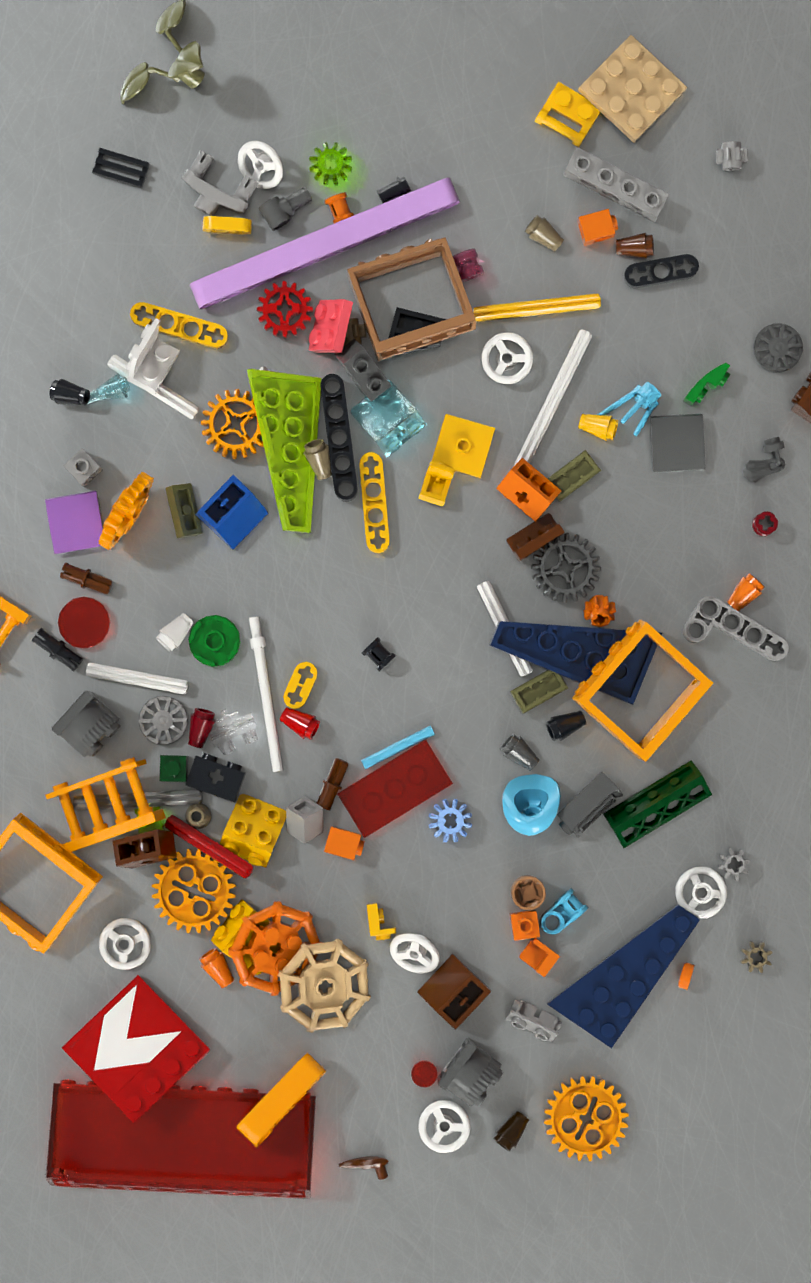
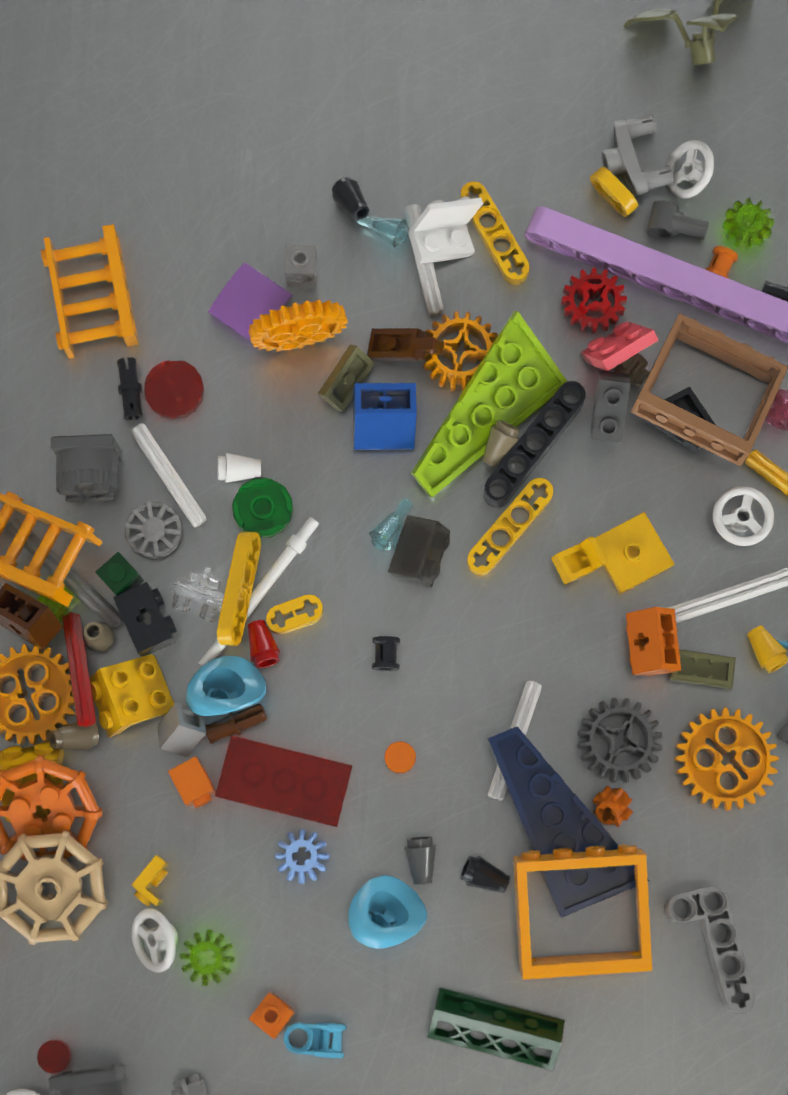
camera: 50 degrees right, 10 degrees down
(86, 578) = (211, 355): reddish brown axle -> none
(100, 161) = (562, 51): black tile -> none
(197, 457) = (402, 344): none -> reddish brown hinge
(200, 727) = (177, 565): dark red cone -> none
(247, 888) = (74, 737): none -> dark tan cone
(253, 703) = (239, 588): none -> yellow beam
(304, 578) = (387, 532): none -> clear light blue cone
(305, 769) = (225, 686): none -> medium azure hat
(336, 572) = (420, 550): none -> clear smoke bracket
(389, 419) = (591, 470): clear light blue bracket -> none
(397, 747) = (322, 748): medium azure bar -> none
(447, 927) = (206, 946): none -> clear neon green gear
(448, 706) = (400, 757): none -> orange tile
(454, 991) = (152, 1010): reddish brown slope -> none
(528, 892) = (304, 989): medium nougat wheel -> none
(534, 536) = (618, 686): reddish brown bracket -> none
(538, 690) = (490, 821): olive plate -> none
(539, 956) = (257, 1057): orange panel -> none
(588, 805) = (434, 966): dark grey window -> none
(638, 540) = (707, 779): none -> light orange gear
(745, 592) = (758, 920): orange cone -> none

